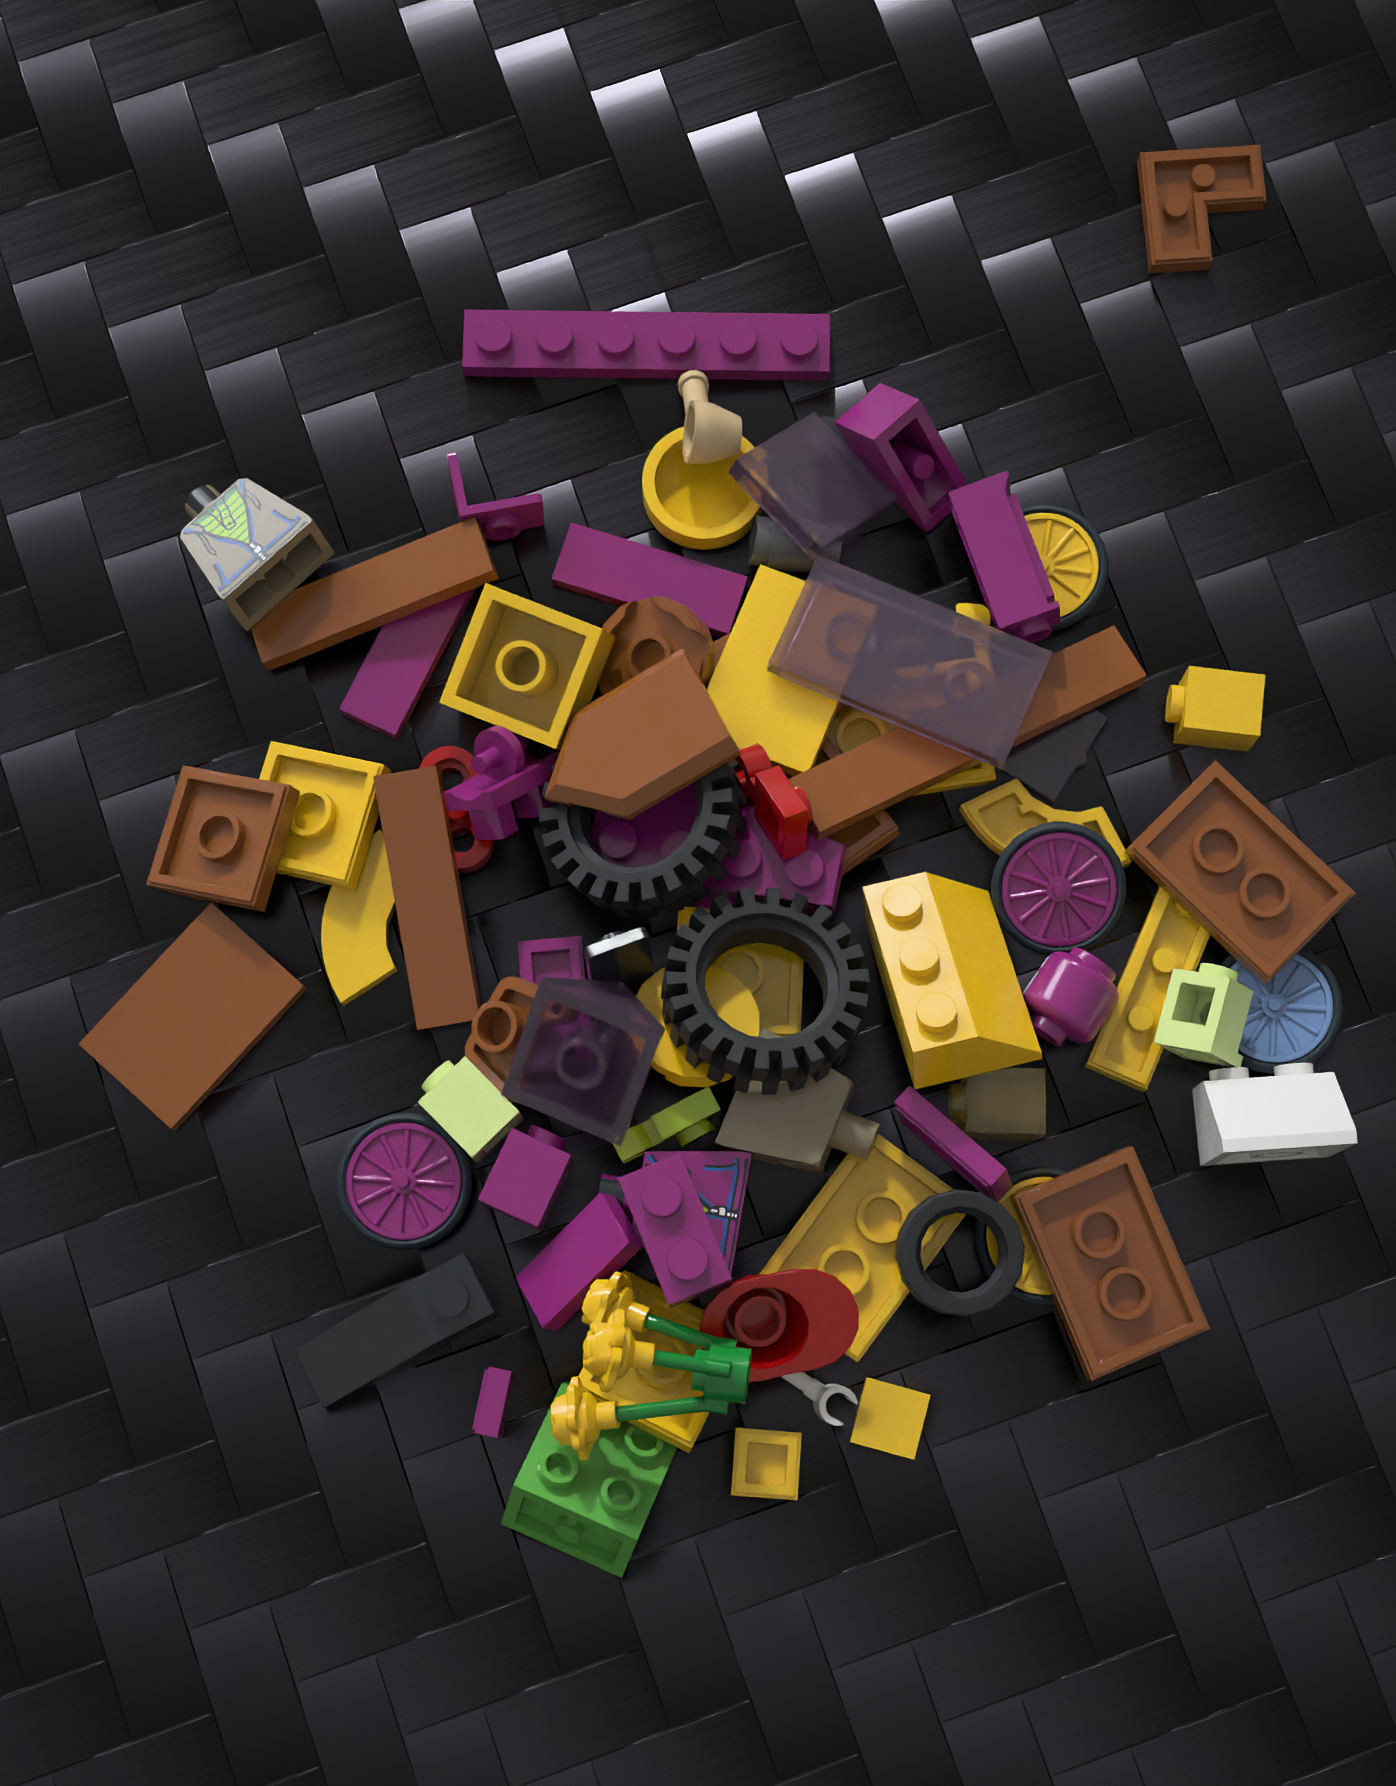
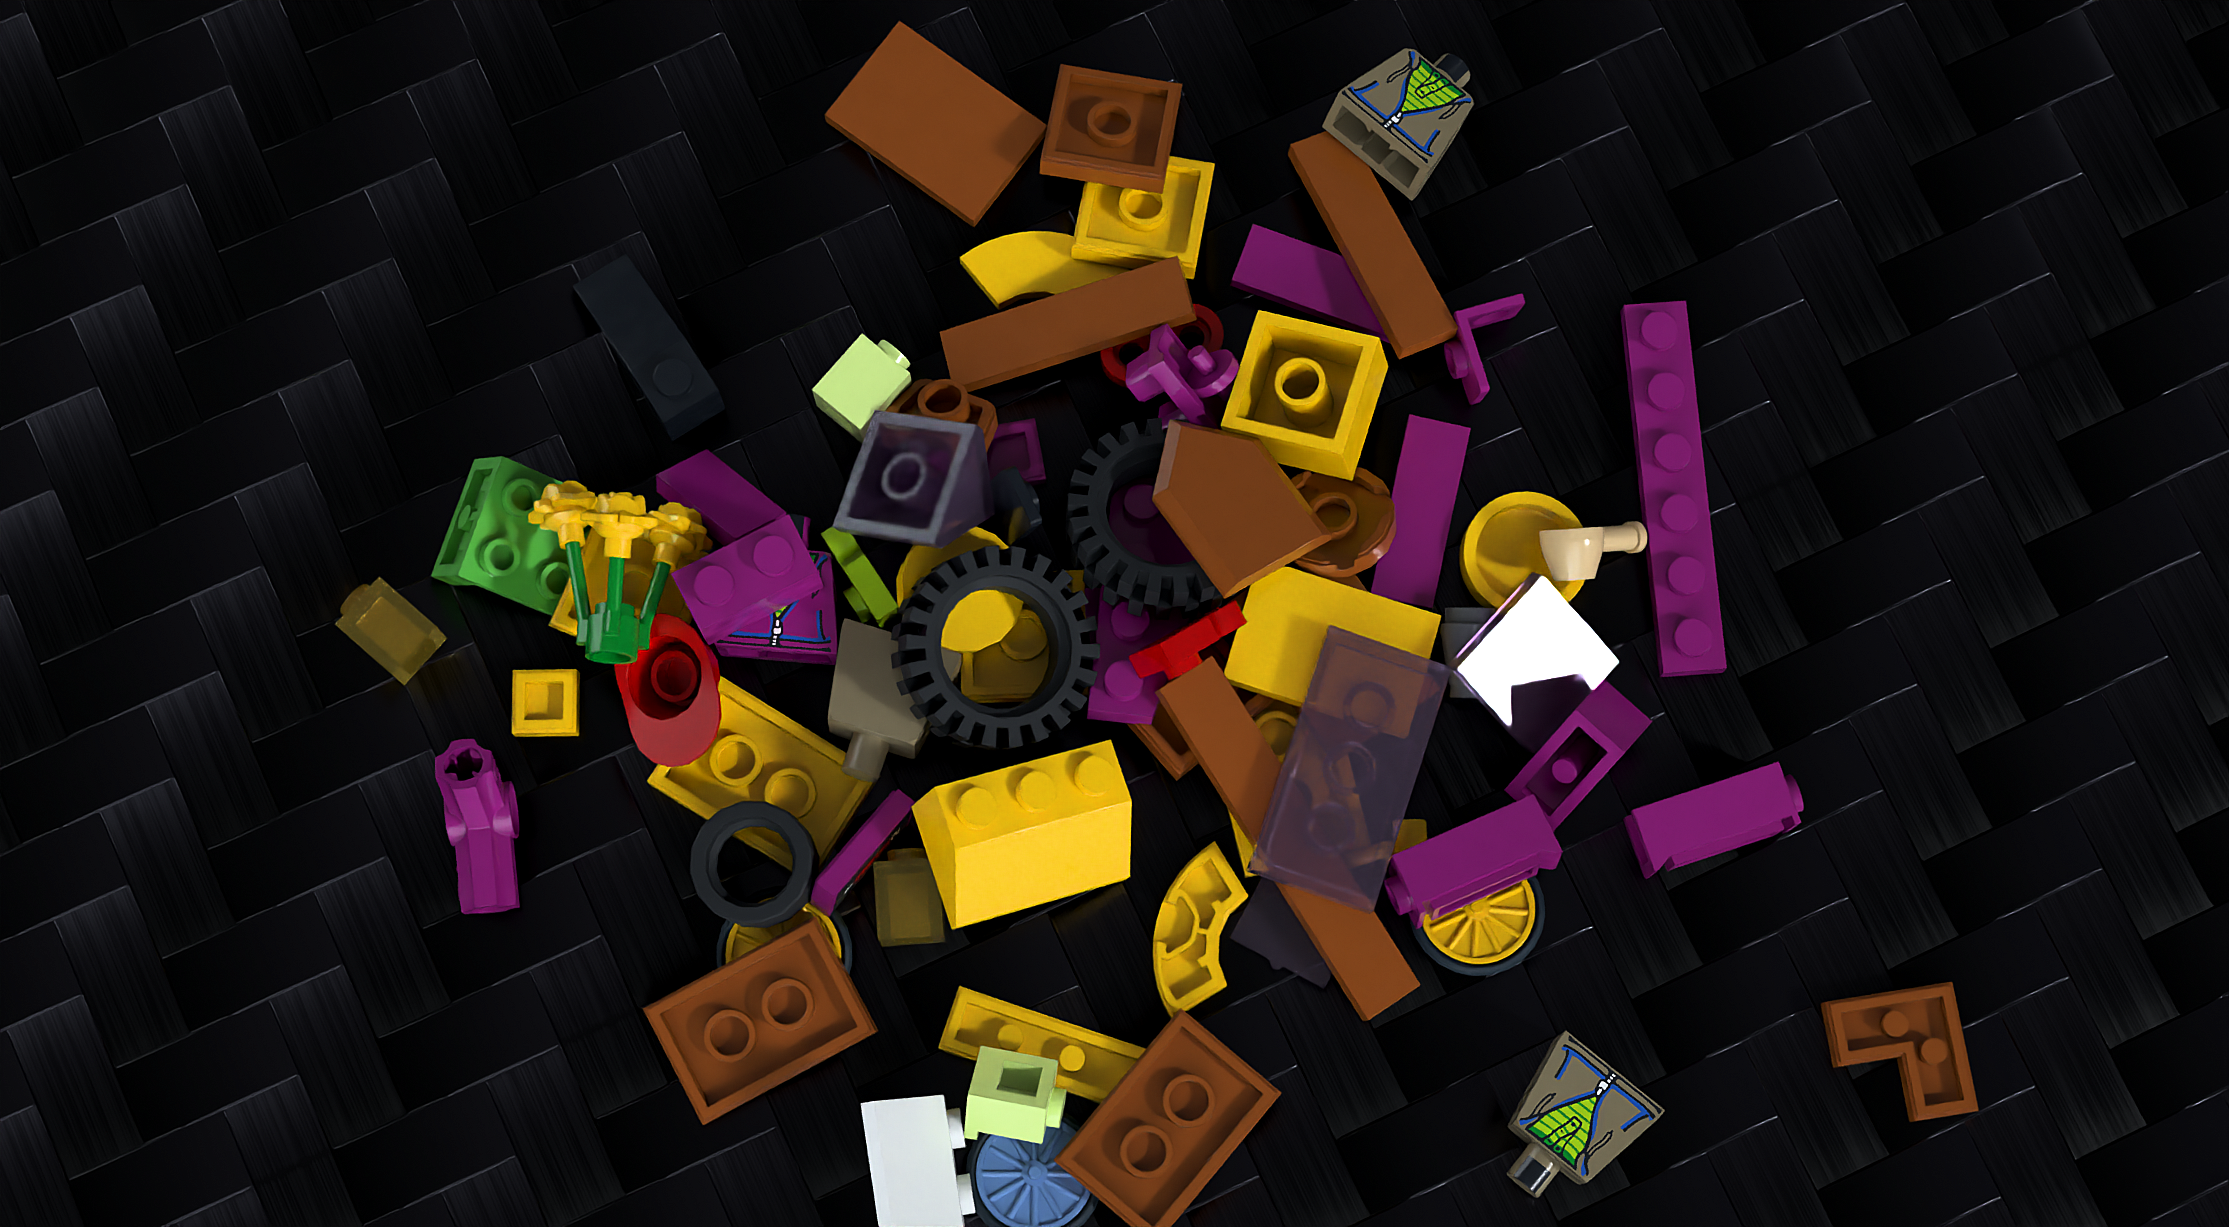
camera: 80 degrees right, 0 degrees up
(404, 1181) = (789, 335): magenta wheel -> none
(494, 1402) = (584, 439): magenta tile -> none
(528, 1176) = (801, 448): magenta brick -> none
(678, 1624) = (389, 629): none -> clear yellow brick
(819, 1394) = (617, 748): white hand -> none
(889, 1418) = (595, 817): yellow tile -> none
(896, 1534) = (481, 826): none -> magenta piece
(975, 342) = (1714, 818): none -> magenta window
(1058, 888) = (1136, 945): magenta wheel -> none
(1071, 997) = (1022, 961): magenta head -> none
(1216, 708) = (1340, 1093): yellow brick -> none
(1249, 495) = (1575, 1117): none -> torso

